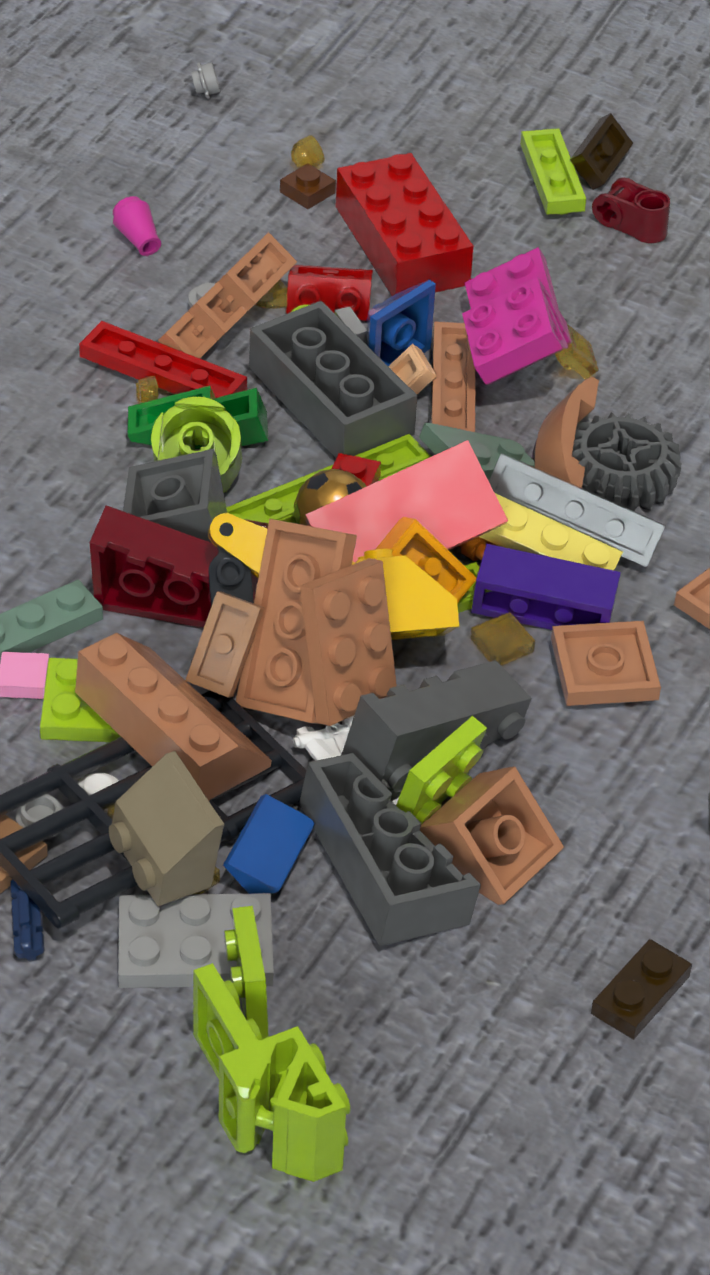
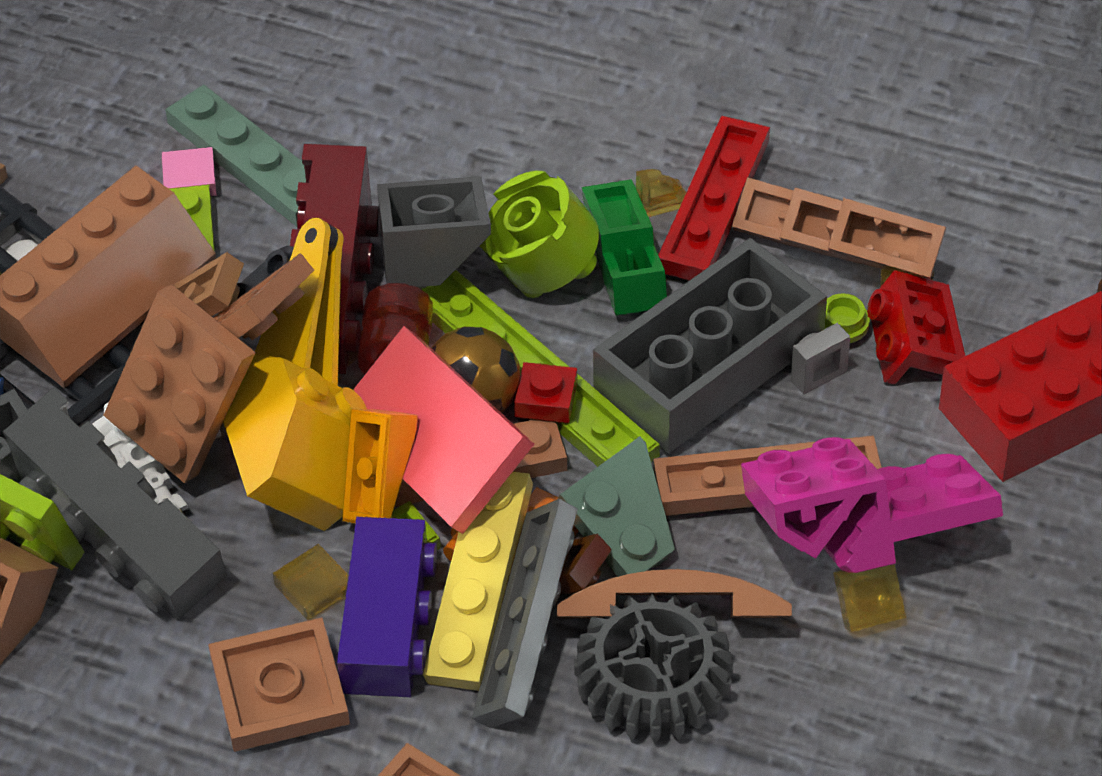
camera: 85 degrees right, 5 degrees up
(136, 223) = (975, 131): dark pink cone -> none
(402, 321) = (823, 389): blue slope -> none
(413, 368) = (767, 426): light nougat tile -> none

